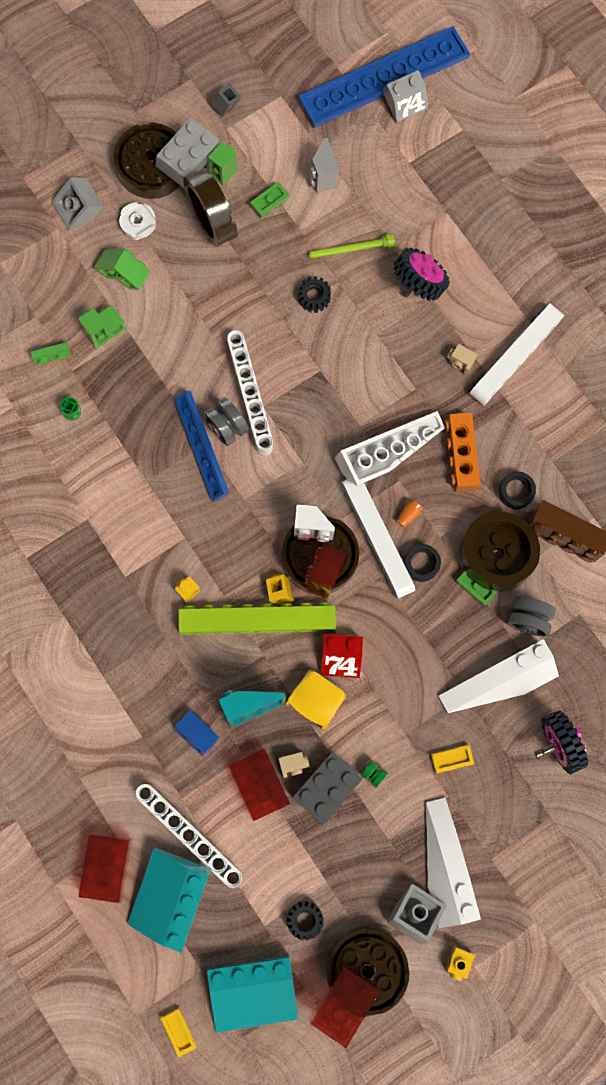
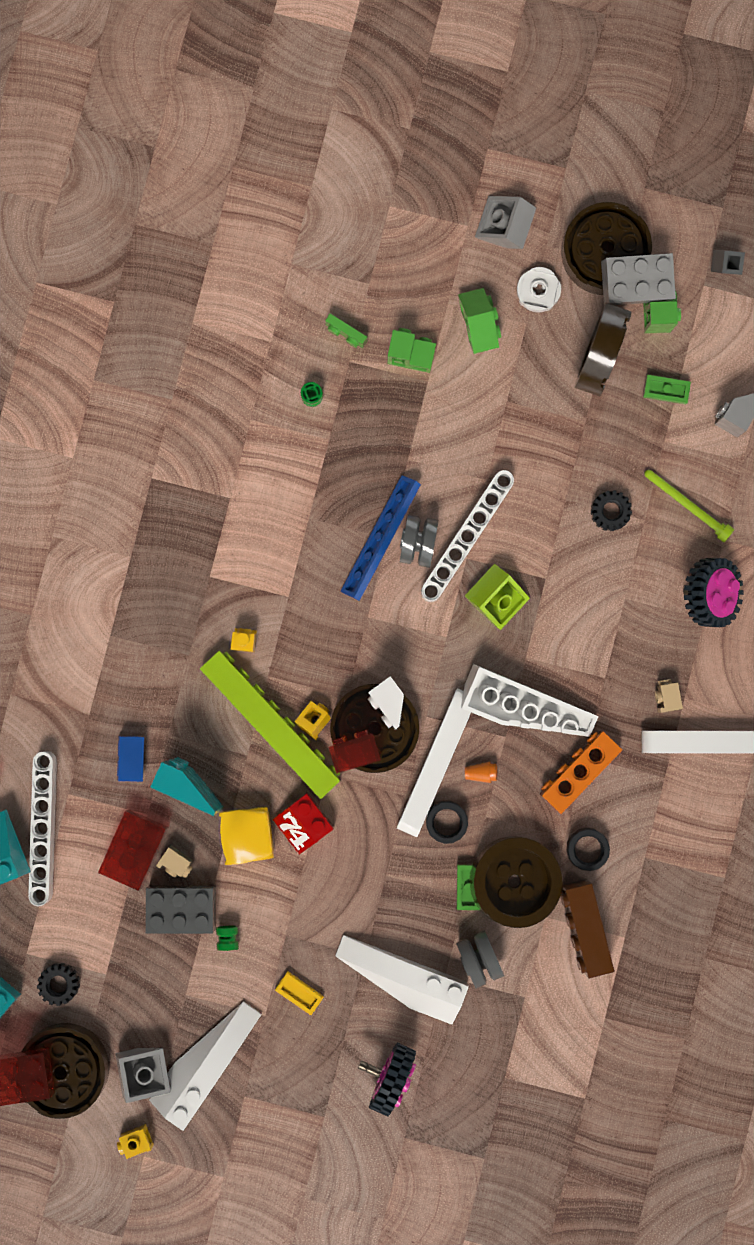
camera: 60 degrees right, 10 degrees up
(305, 406) = (497, 596): none -> lime slope

